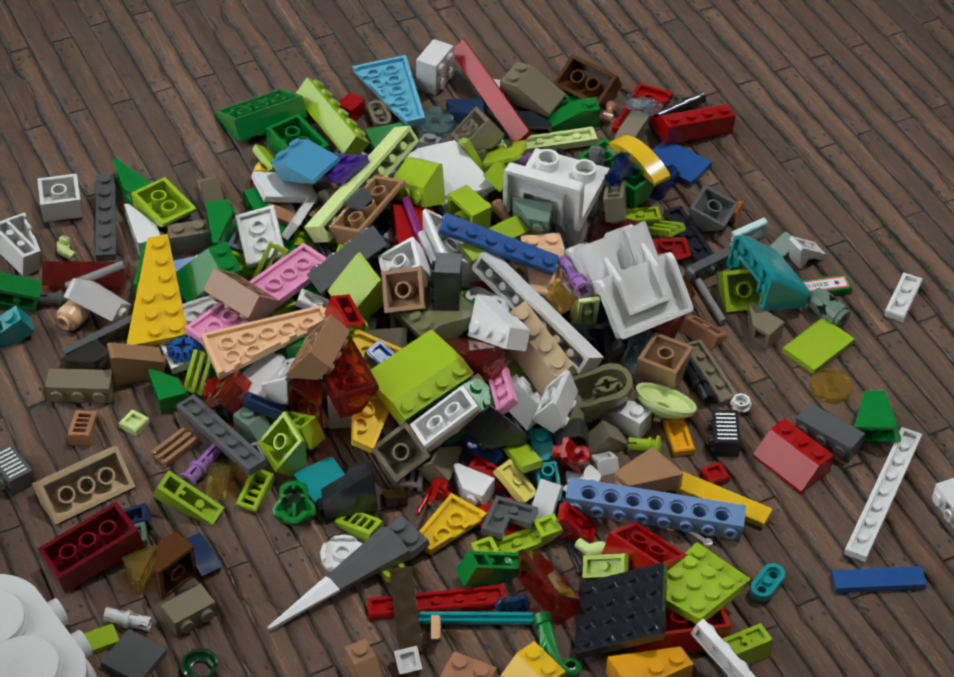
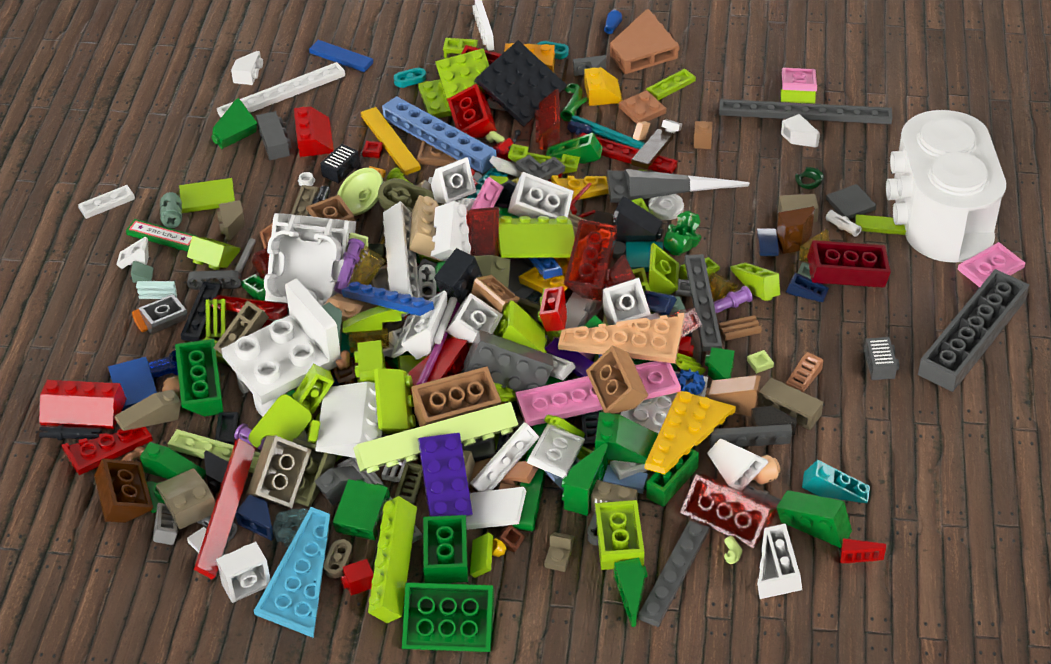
camera: 145 degrees left, 0 degrees up
(60, 197) = (711, 597): white brick -> none
(83, 485) = (829, 325): tan slope -> none
(101, 272) = (726, 482): light grey bar -> none
(140, 227) = (652, 521): white slope -> none
(303, 162) = (468, 482): dark azure slope -> none
(319, 350) = (603, 270): medium nougat slope -> none
(358, 199) = (461, 402): dark grey slope -> none
(597, 155) = (217, 367): dark grey beam -> none
(604, 565) = (503, 117): lime plate -> none
(621, 169) = (213, 344): clear blue piece -> none
(643, 156) = (179, 362): yellow slope -> none
(646, 104) = (111, 434): clear light blue plate -> none
(650, 472) = (425, 152): medium nougat slope -> none
(776, 279) = (186, 236): teal windscreen -> none
(831, 386) = (231, 167): clear yellow tile -> none

